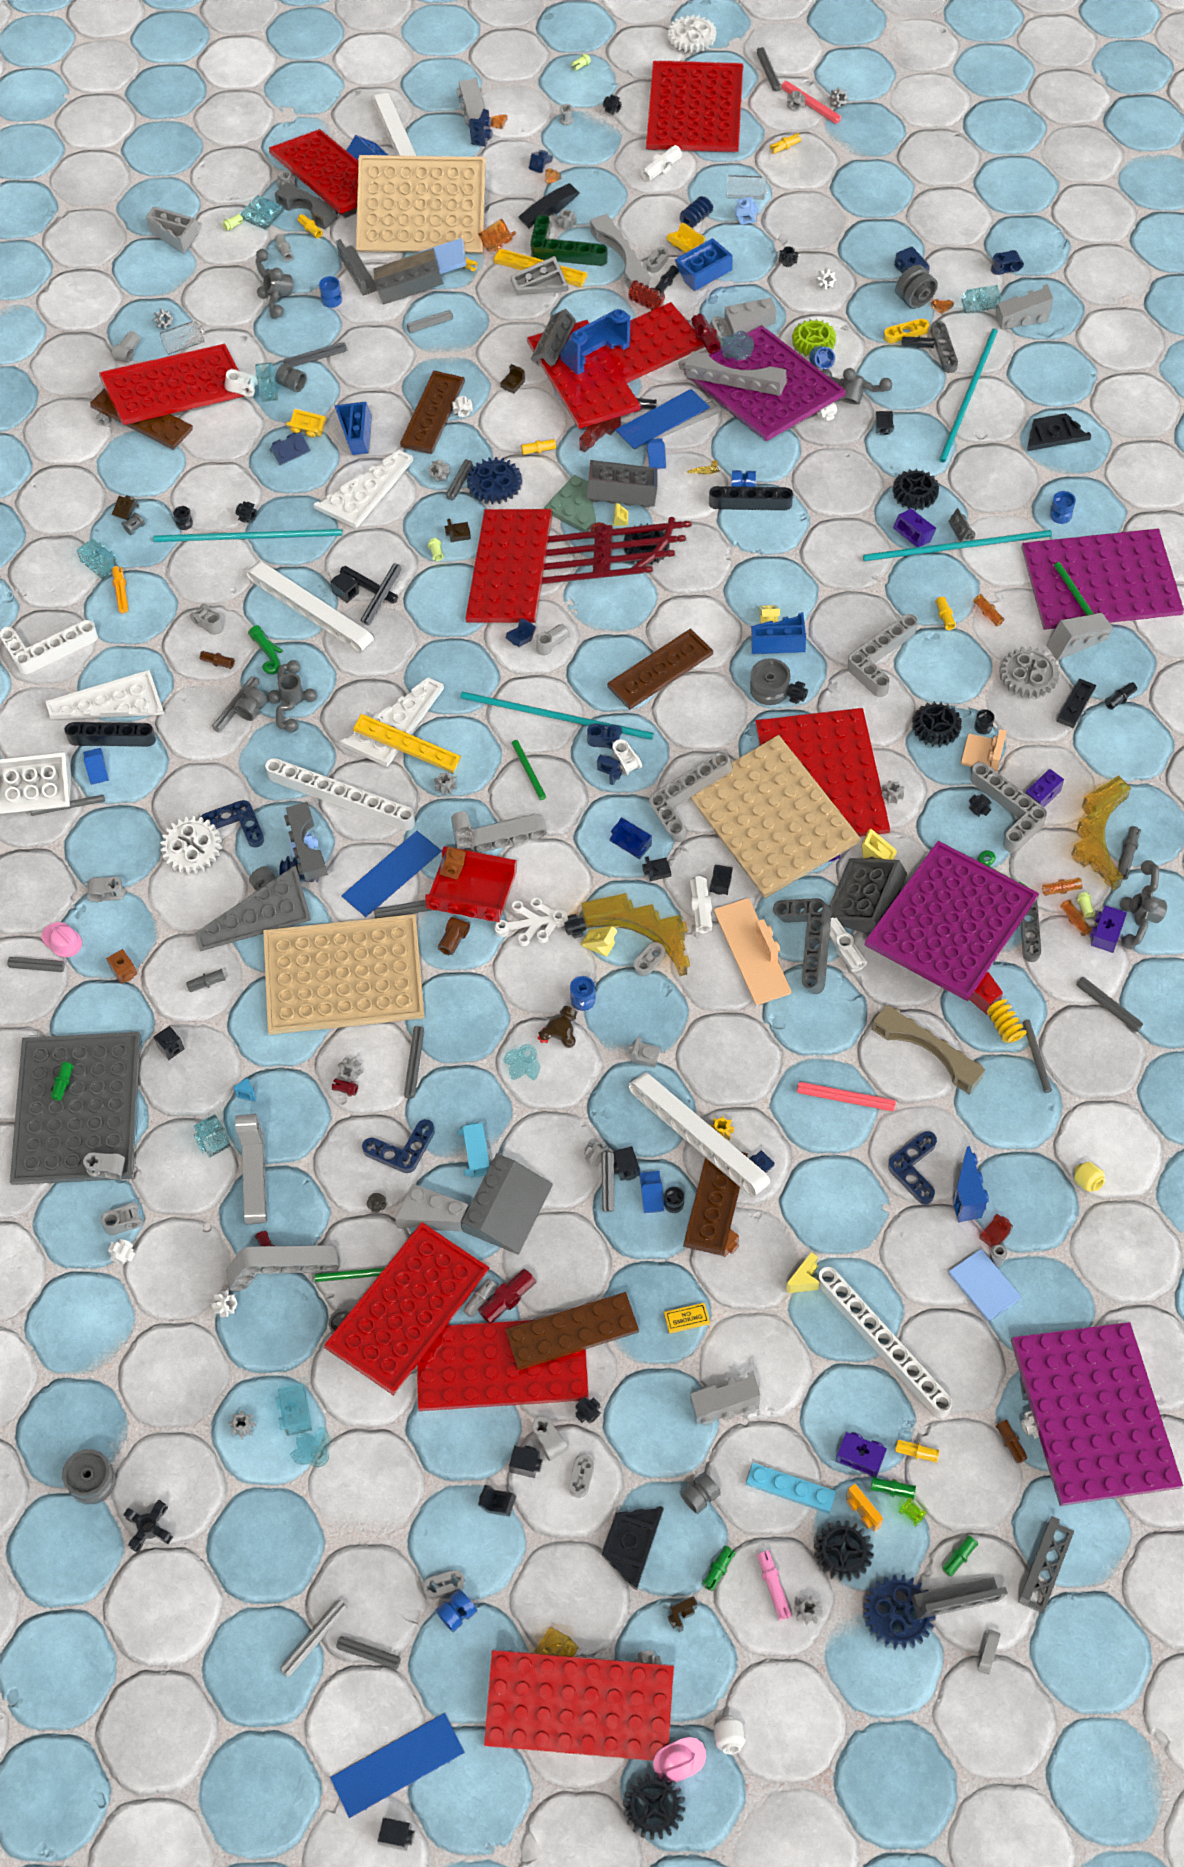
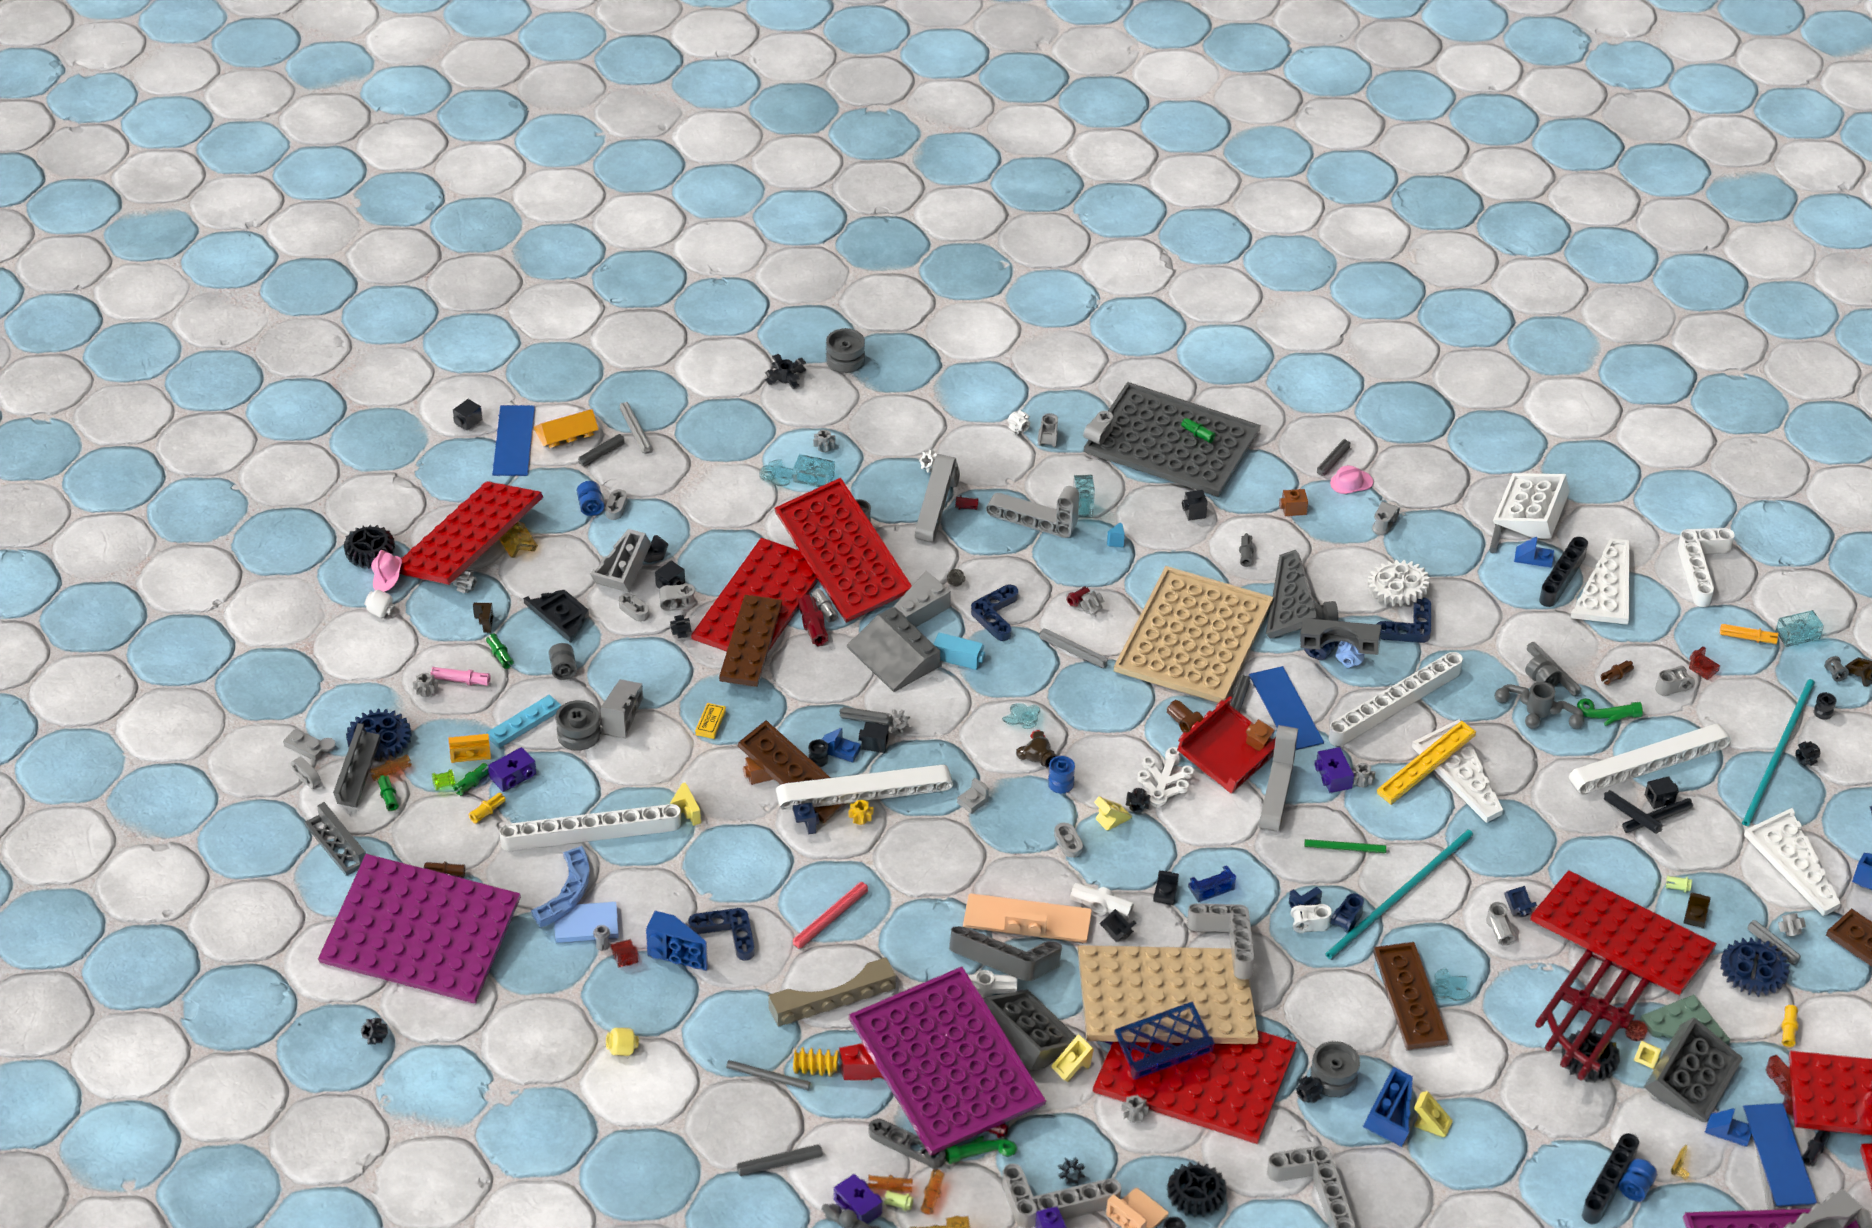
camera: 115 degrees right, 15 degrees down
(174, 608) = (1703, 665): none -> clear red bracket
(342, 1275) = (905, 541): green bar -> none
(355, 1710) = (567, 428): none -> light orange slope
(451, 801) = (1334, 770): none -> dark purple brick
(540, 1508) = (623, 562): none -> light grey wedge
(619, 913) = (1108, 853): clear yellow arch -> none
(630, 651) = (1449, 986): none -> clear light blue plate
(778, 1437) = (578, 725): none -> dark grey wheel
(835, 1550) = (450, 721): black gear -> none
(836, 778) = (1175, 1054): none -> clear blue fence
(929, 1573) = (390, 767): none -> clear orange pin
(950, 1679) = (308, 745): none -> light grey hinge
(962, 1313) = (571, 891): none -> medium blue tile

